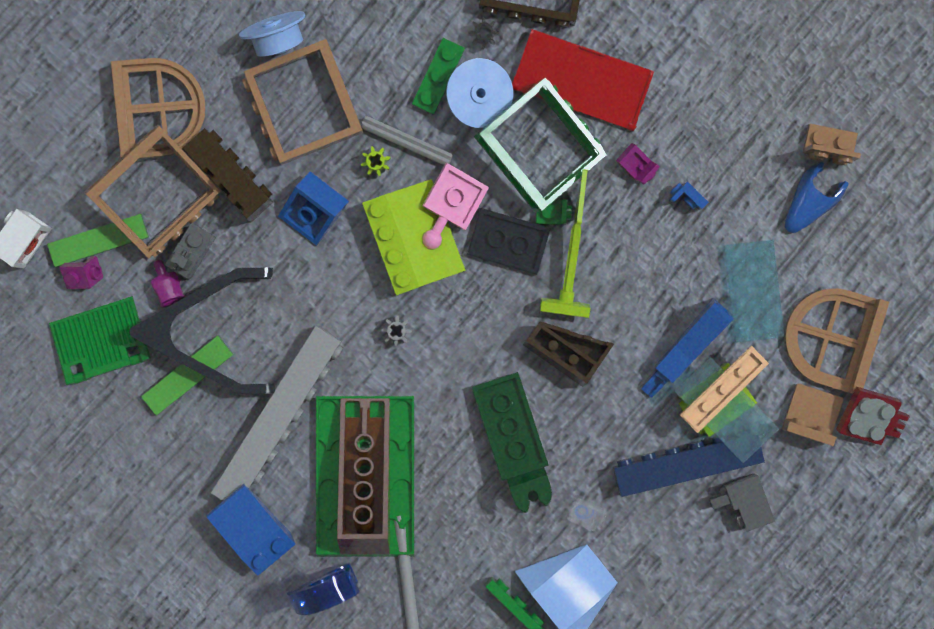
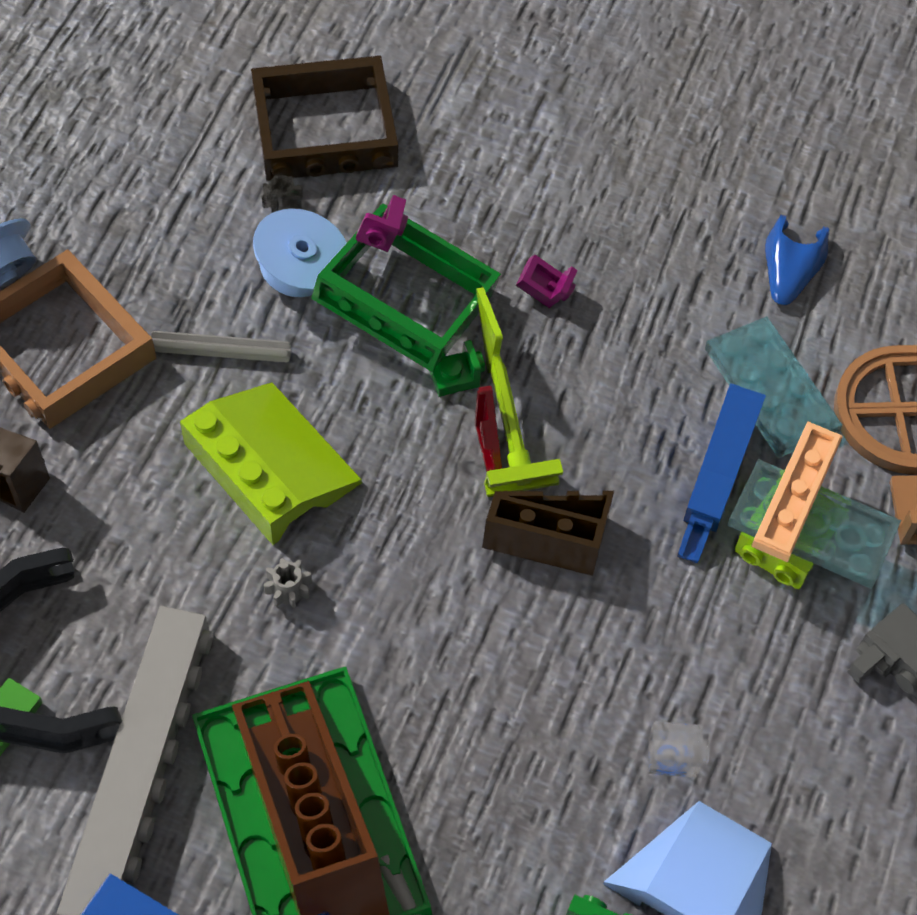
camera: 25 degrees left, 30 degrees down
(313, 208) = (109, 462): blue slope -> none
(377, 168) = (184, 378): lime gear -> none
(437, 76) = (237, 266): green plate -> none
(453, 199) = (313, 391): bright pink plate -> none
(508, 241) = (409, 426): black tile -> none
(514, 439) = (529, 681): dark green hinge -> none
(542, 105) = (381, 231): none -> magenta bracket
(553, 273) = (487, 428): none -> dark red tile
(585, 78) = (466, 211): red door -> none
(678, 466) = (785, 634): dark blue brick -> none
(692, 196) = (634, 295): blue bracket -> none
(830, 143) = (786, 192): medium nougat bracket -> none

